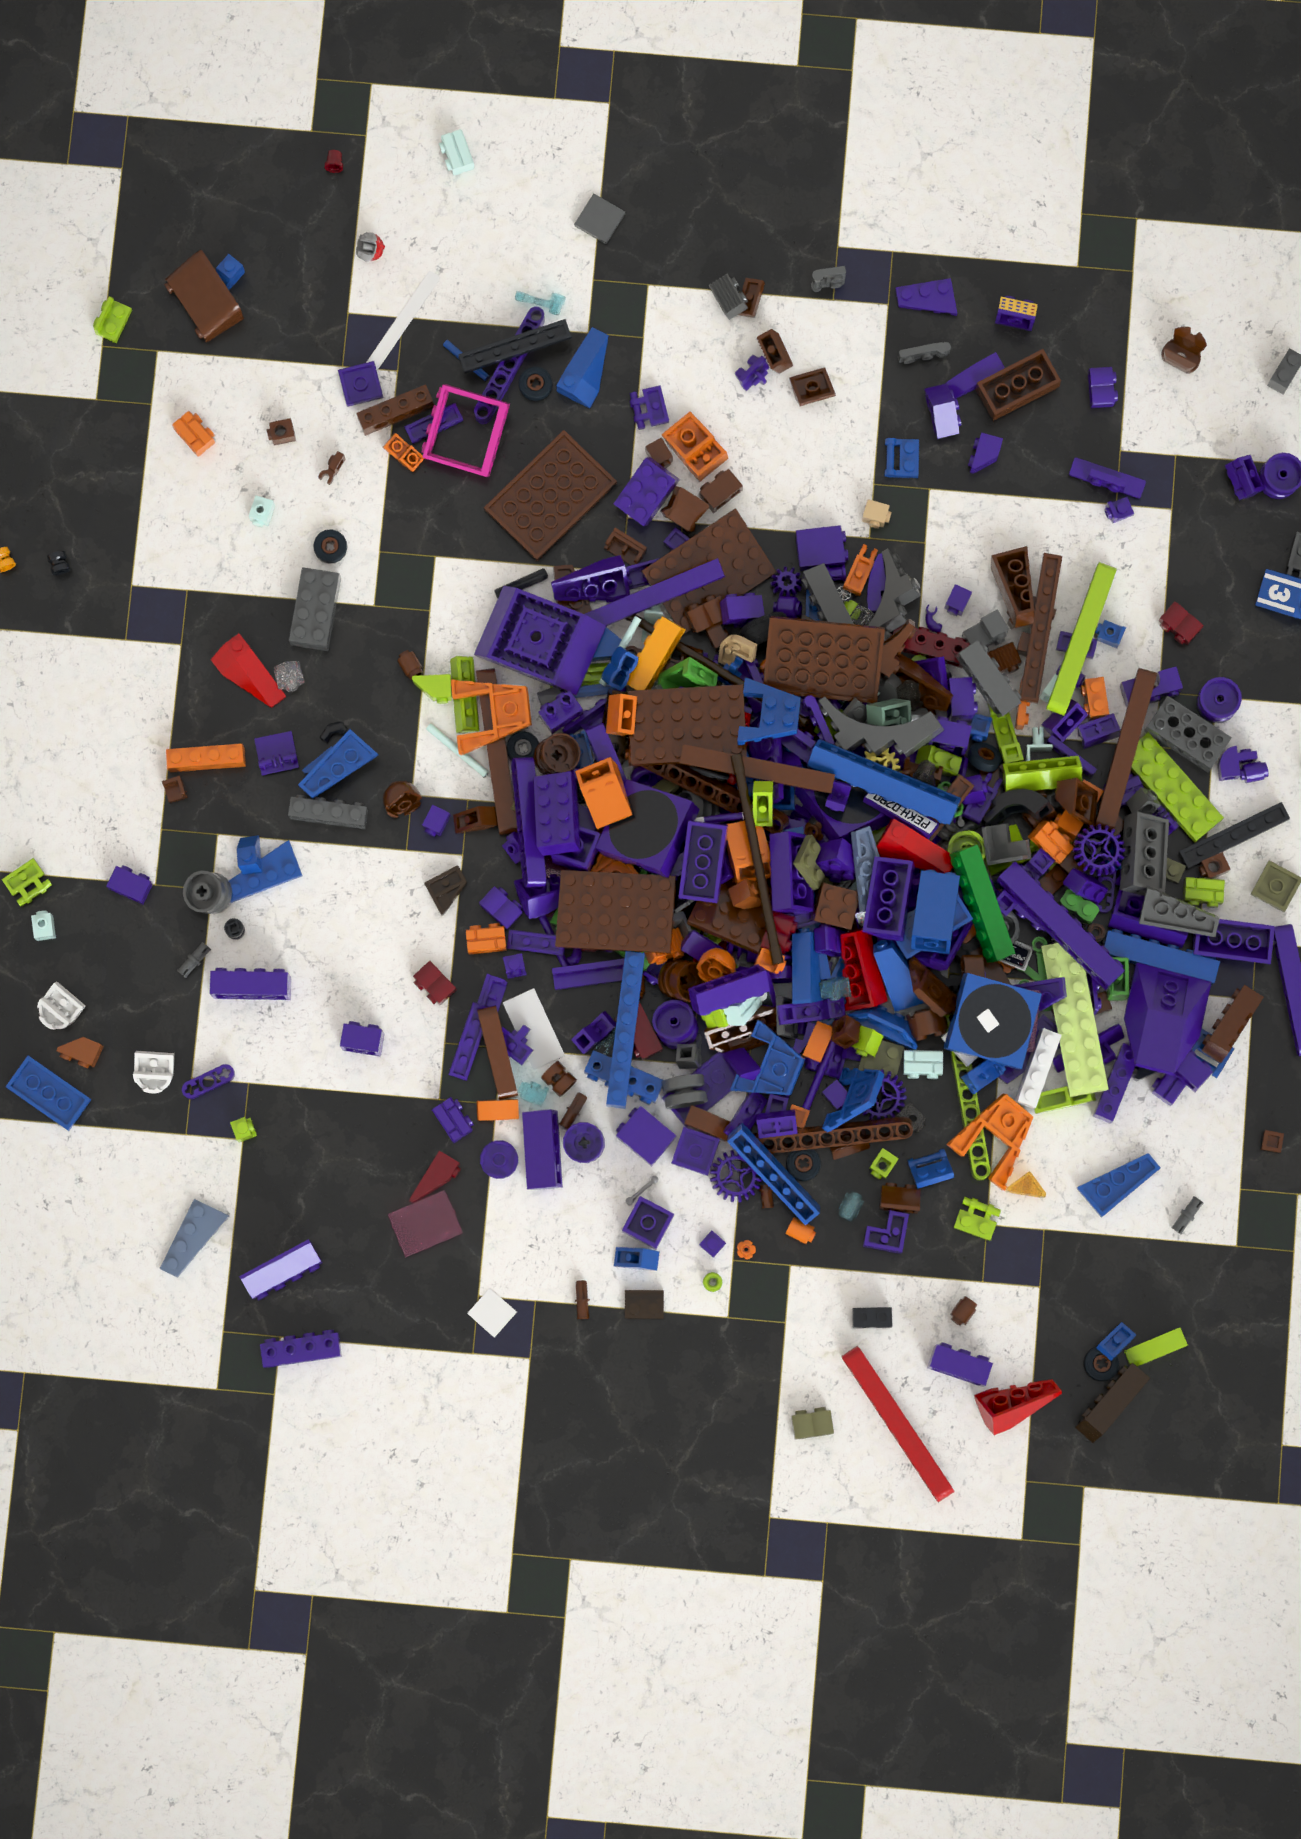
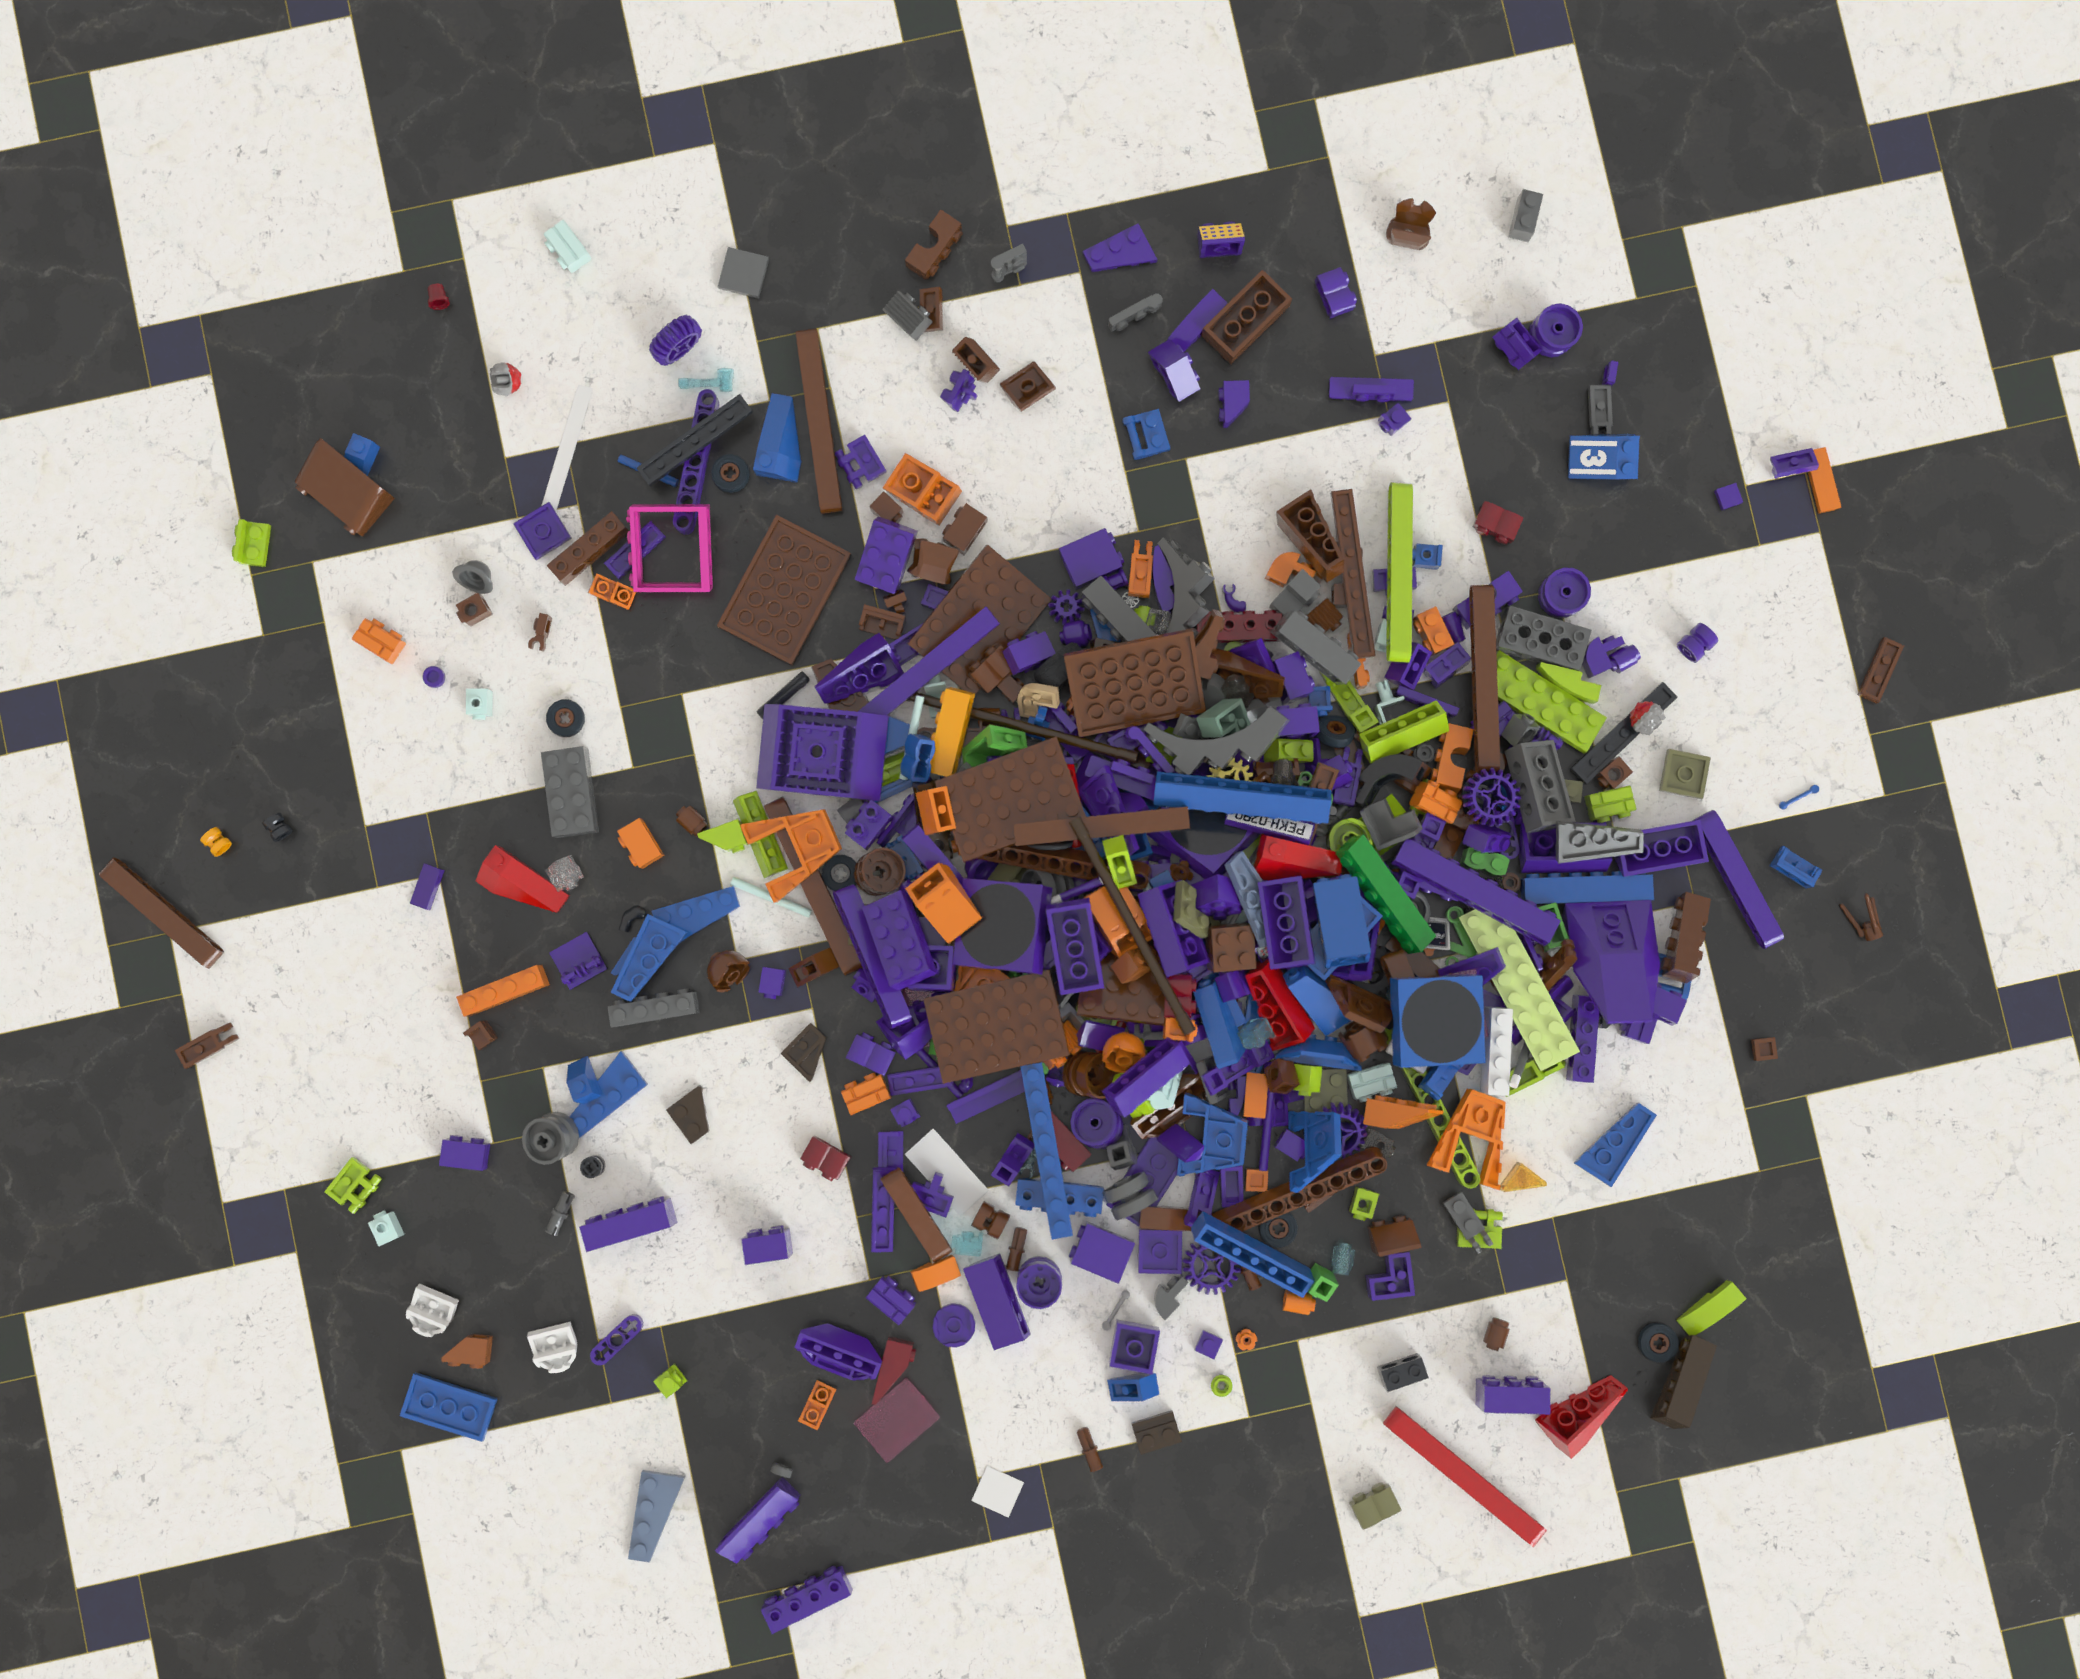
camera: 20 degrees left, 5 degrees up
(168, 651) = (427, 886): none -> dark purple slope
(229, 478) = (434, 677): none -> dark purple tile
(291, 404) = (474, 576): none -> dark grey hat
(313, 1234) = (781, 1470): none -> dark grey tile
(331, 912) = (690, 1115): none -> dark brown wing
(361, 670) = (640, 843): none -> orange brick
(361, 1190) = (817, 1405): none -> orange slope
(393, 1149) = (839, 1352): none -> dark purple wedge
(394, 743) = (699, 911): none -> blue wing
(524, 258) = (675, 340): none -> dark purple gear
(624, 362) = (818, 421): none -> reddish brown beam
(642, 532) = (895, 600): none -> reddish brown tile
(686, 1192) = (1165, 1298): none -> dark grey brick
(758, 255) = (926, 260): none -> reddish brown arch
(776, 1123) = (1238, 1198): dark purple hinge -> none
(778, 713) = (1105, 759): blue wing -> none
(826, 1219) = (1324, 1283): none -> bright green brick
(839, 797) = (1199, 828): dark purple bracket -> none
(876, 514) = (1138, 503): tan brick -> none
(931, 1173) = (1419, 1197): blue plate -> none
(935, 1094) = (1397, 1113): none -> orange slope
(957, 600) = (1254, 571): dark purple brick -> none
(967, 1205) = (1466, 1220): none -> dark grey hinge
(985, 604) = (1285, 566): none -> orange brick
(988, 1020) = (1434, 1023): white sticker -> none
(1053, 1088) = (1519, 1066): none -> dark grey bar
(1077, 799) = (1451, 749): reddish brown slope -> none
(1113, 1010) = (1558, 964): none -> reddish brown plate
(1115, 700) = (1454, 626): none -> dark purple cone
(1116, 1341) = (1668, 1316): blue plate -> none
(1187, 1215) = (1699, 1156): dark grey pin -> none
(1200, 777) = (1570, 682): none -> lime slope
(1255, 826) = (1646, 717): none -> light grey piece

